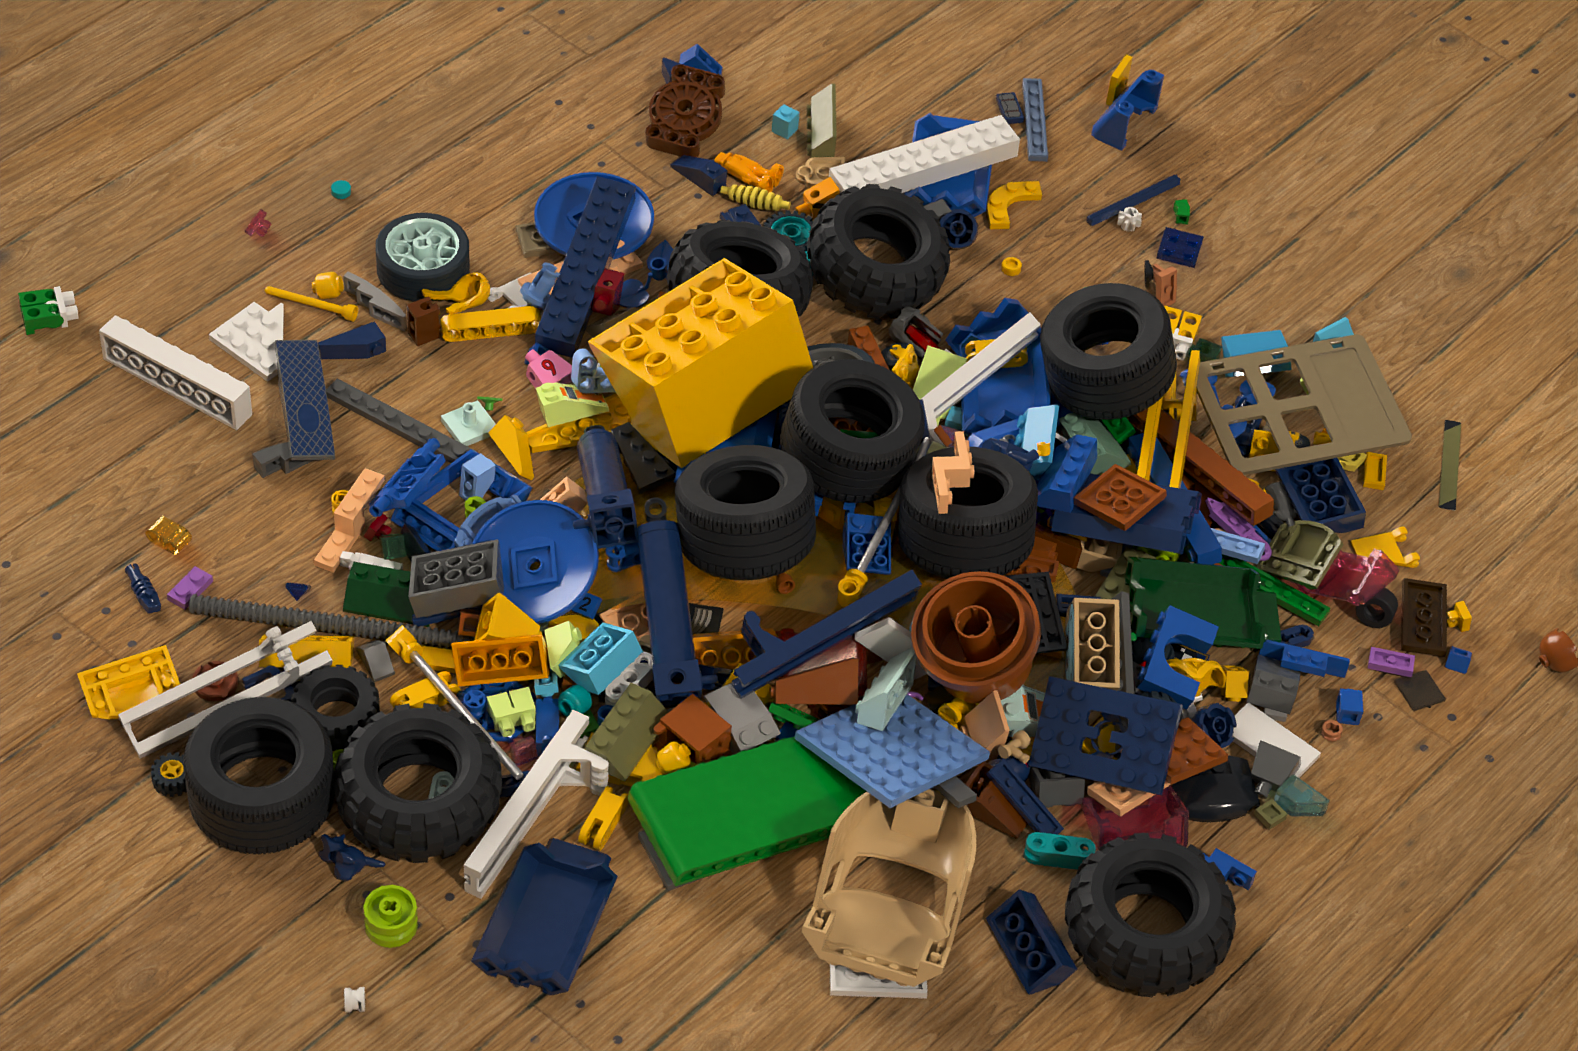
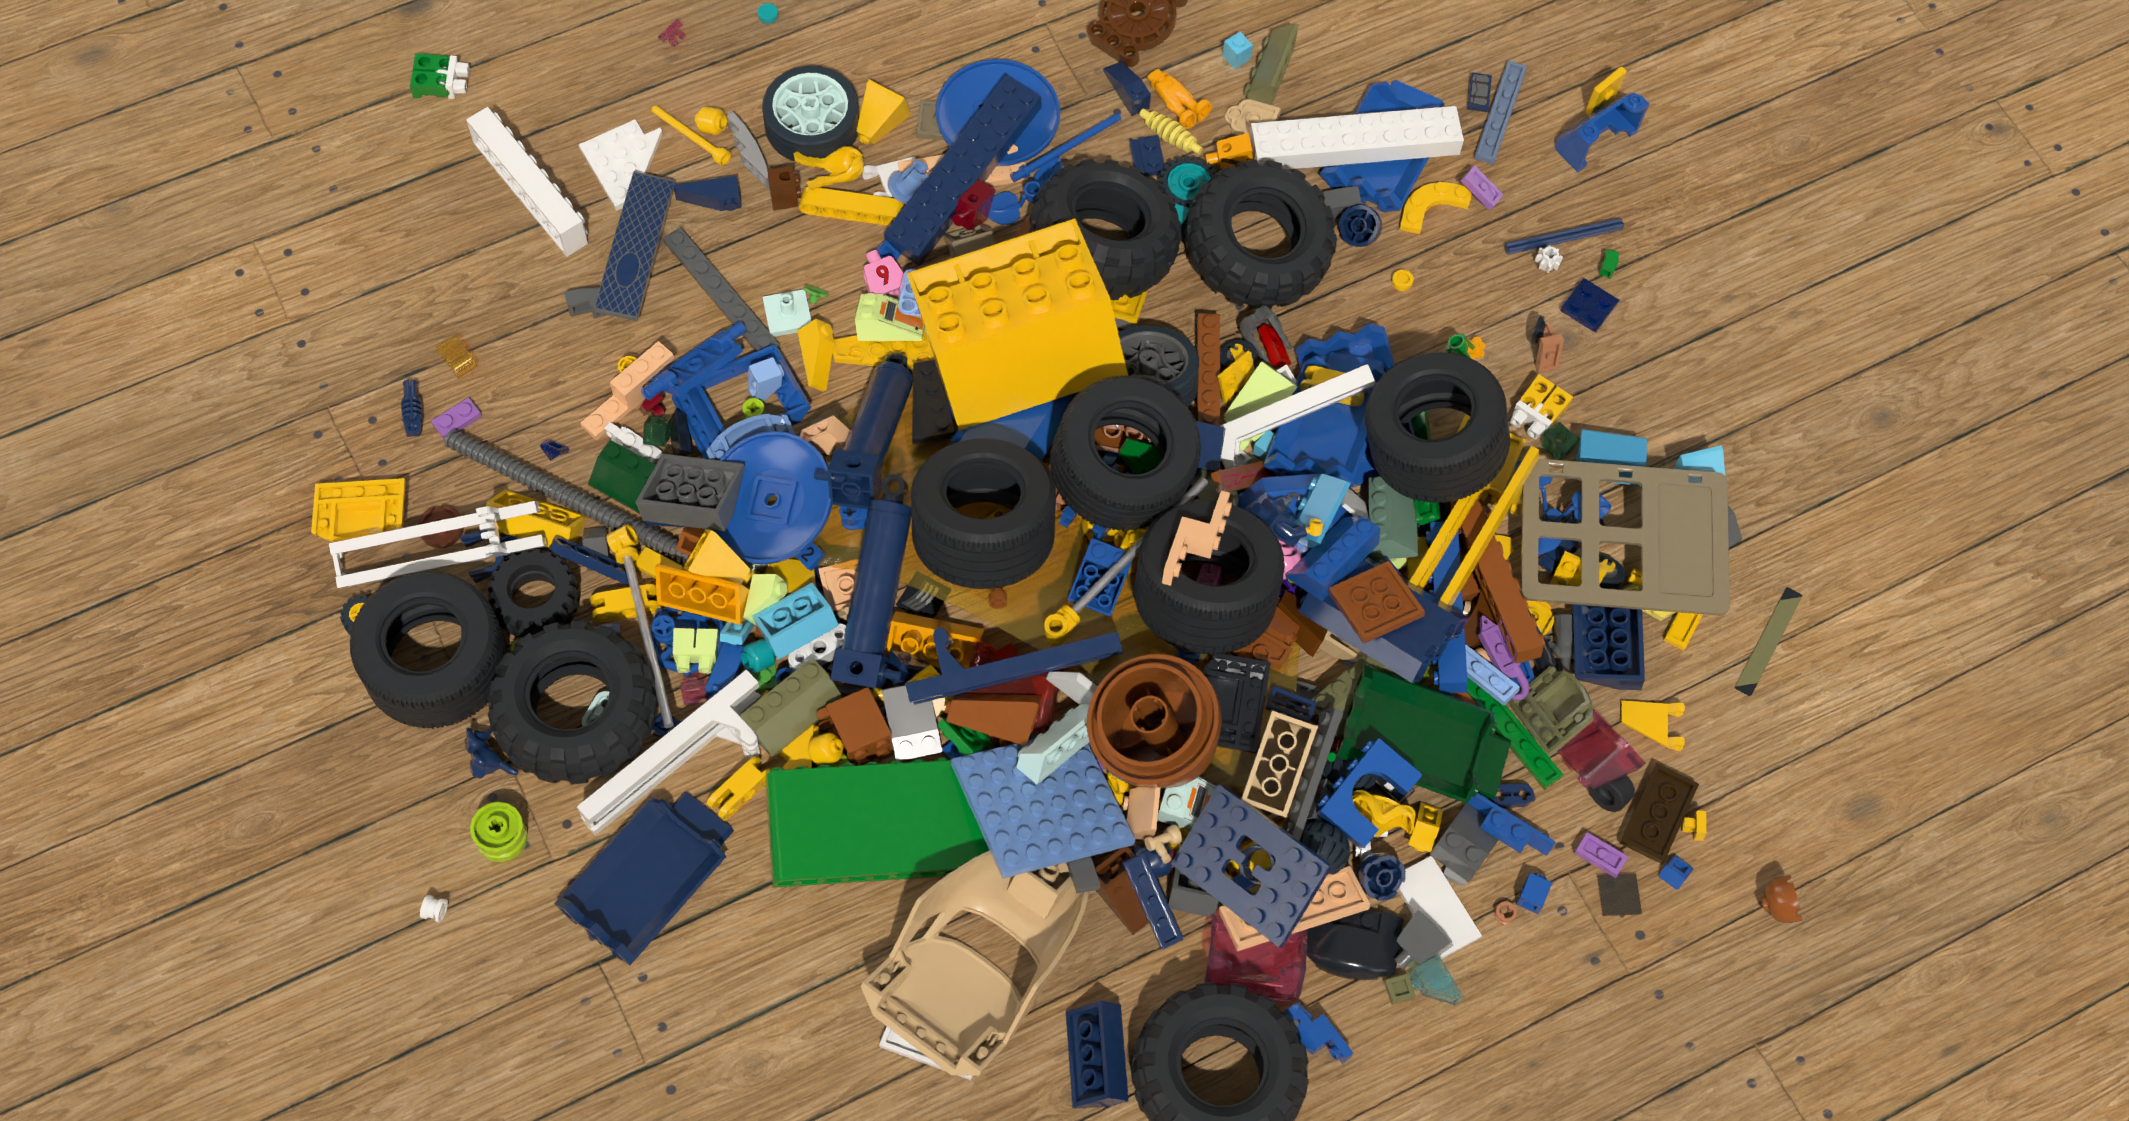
camera: 20 degrees right, 15 degrees up
(379, 665) = (589, 559): none -> dark blue beam
(487, 240) = (880, 113): none -> yellow slope
(639, 257) = (1024, 171): none -> blue bar
(1045, 847) = (1175, 974): teal piece -> none
(1047, 177) = (1481, 187): none -> medium lavender plate
(1193, 752) = (1339, 901): dark orange plate -> none

